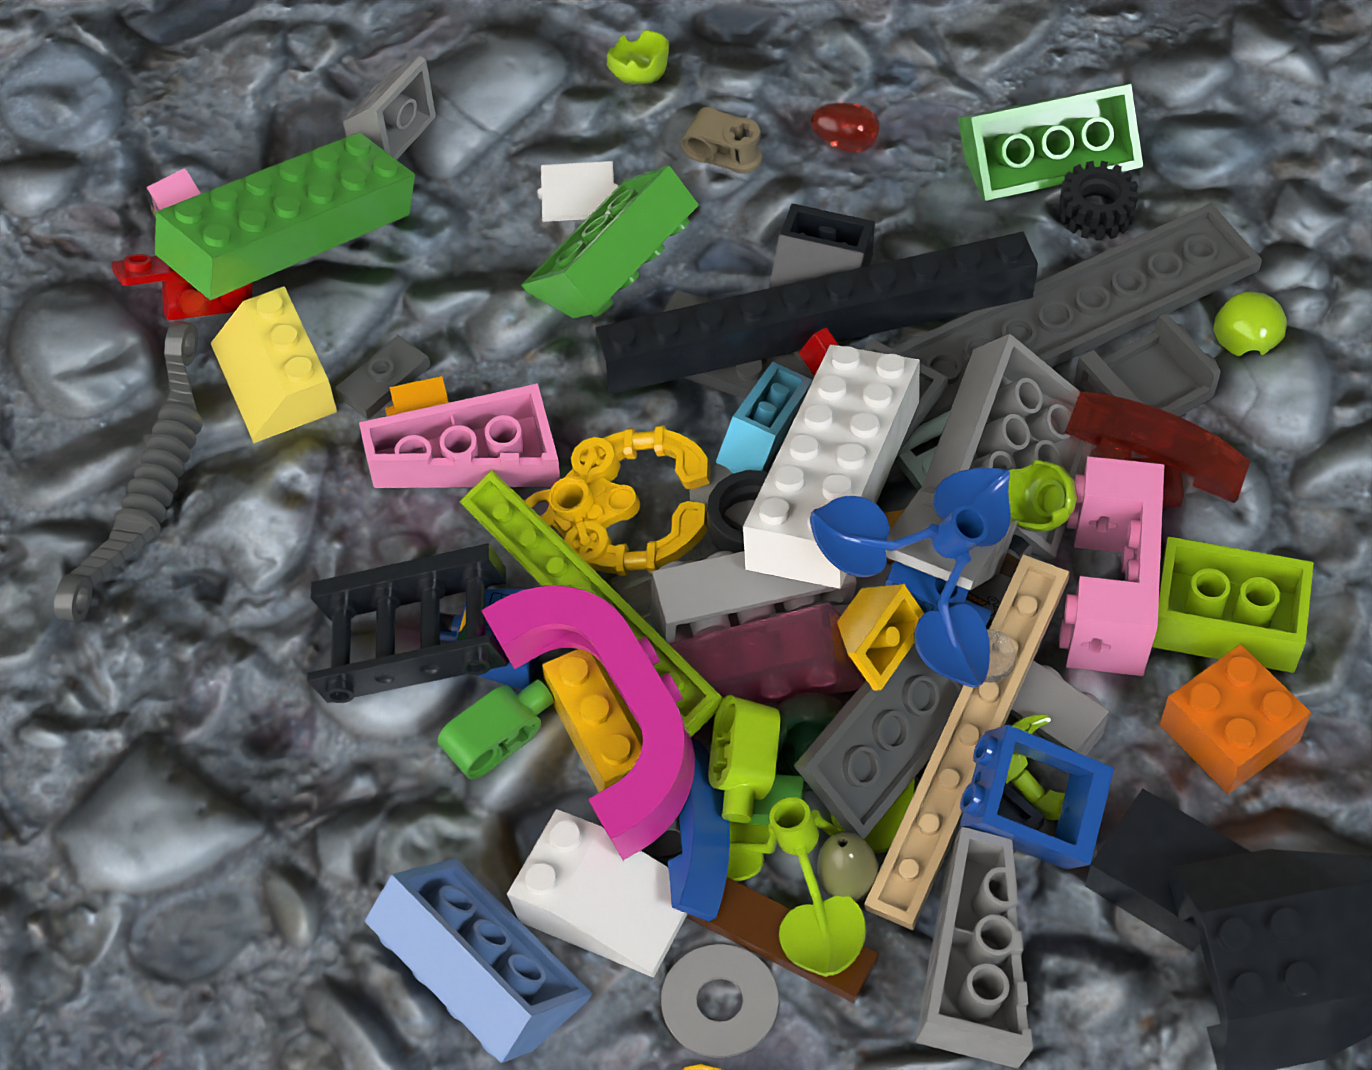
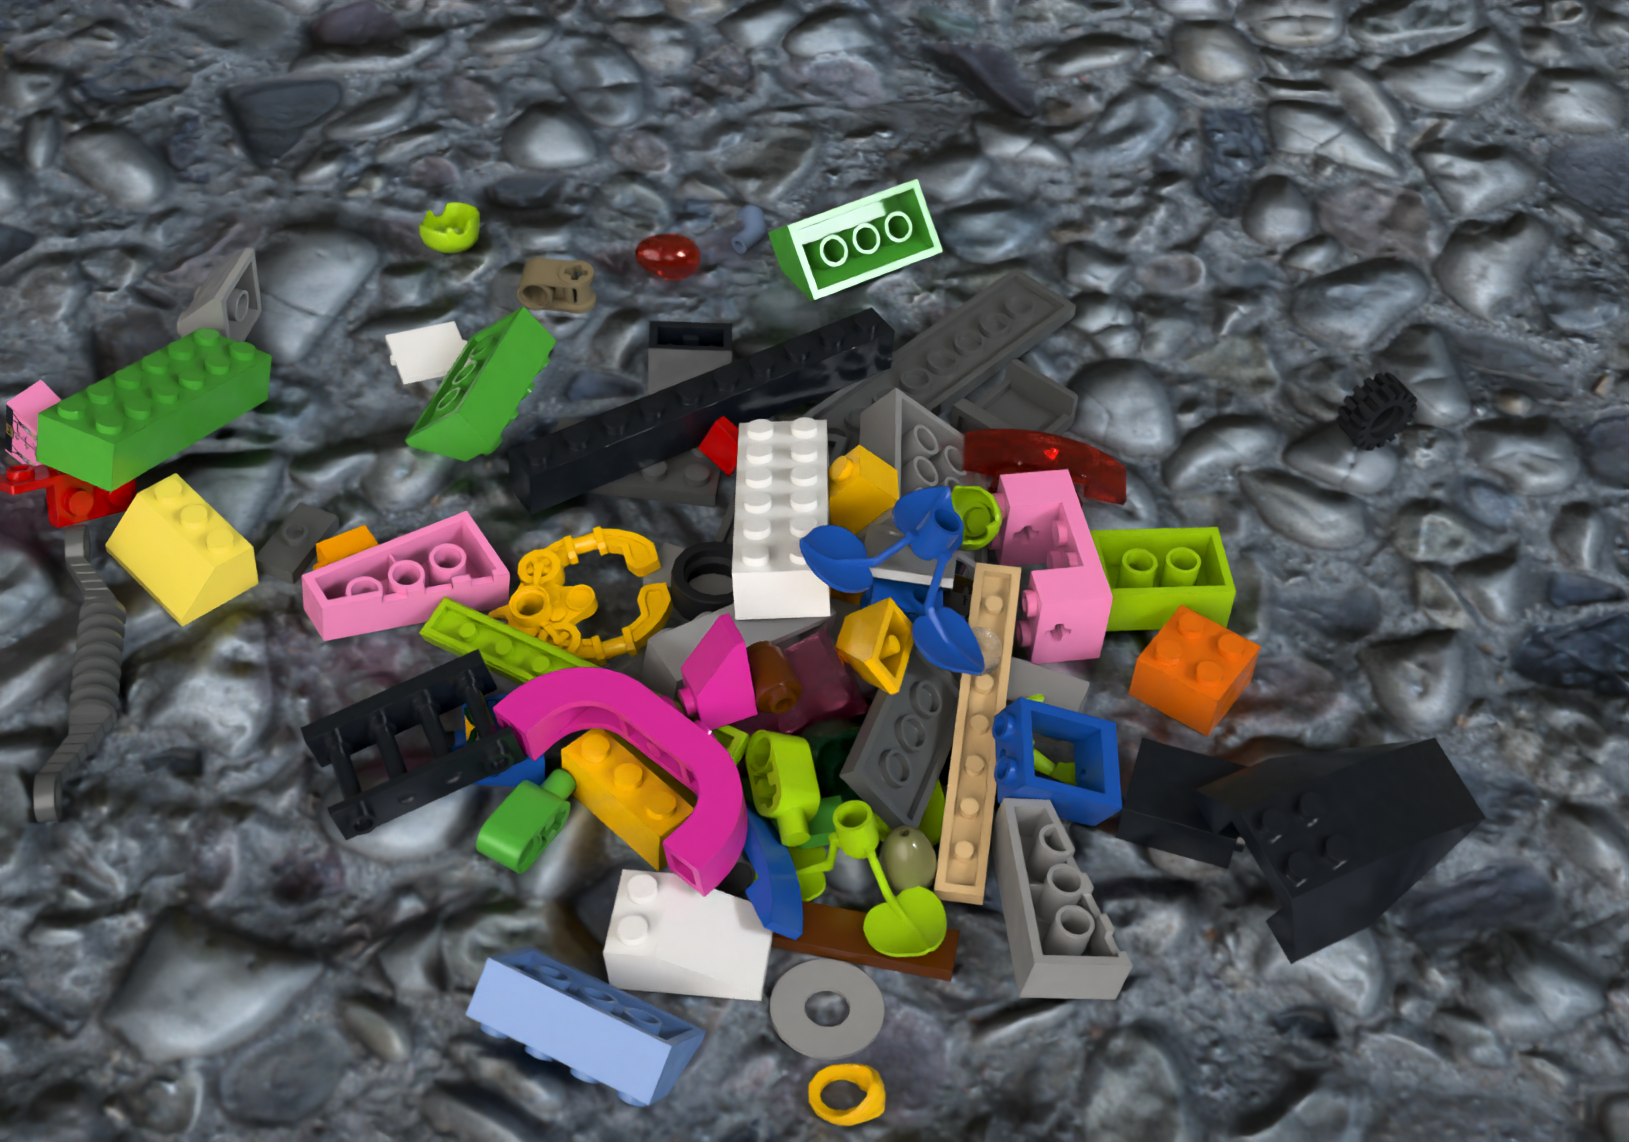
camera: 25 degrees left, 10 degrees down
(700, 636) = (718, 677): none -> dark pink slope
(756, 643) = (773, 678): none -> reddish brown brick
(763, 420) = (693, 503): medium azure brick -> none
(930, 446) = (860, 489): none -> yellow slope
(949, 108) = (753, 230): none -> sand blue arm
(1103, 183) = (928, 294): black tyre -> none
(1250, 323) = (1083, 358): lime hair -> none

